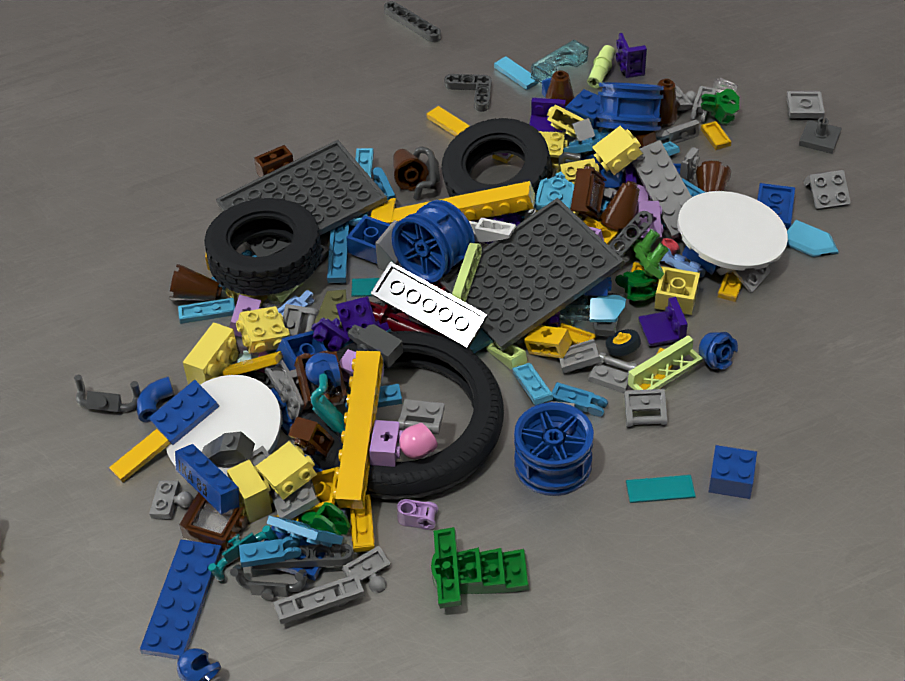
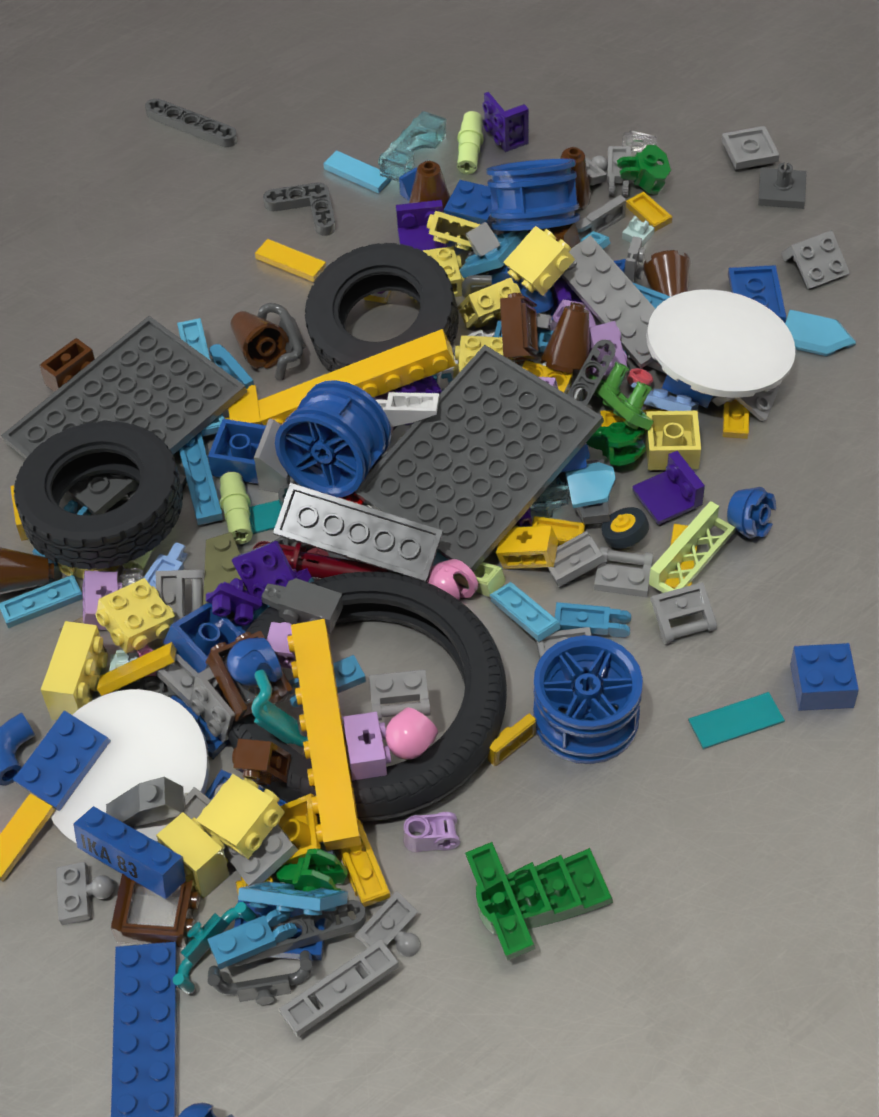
camera: 15 degrees left, 5 degrees up
(356, 275) = (235, 505): none -> yellowish green piece
(467, 271) = (393, 473): yellowish green beam -> none
(481, 348) = (442, 577): none -> bright pink helmet
(494, 465) = (512, 739): none -> yellow plate
(554, 188) = (471, 333): medium azure tile -> none
(704, 146) = (638, 229): none -> light aqua tile

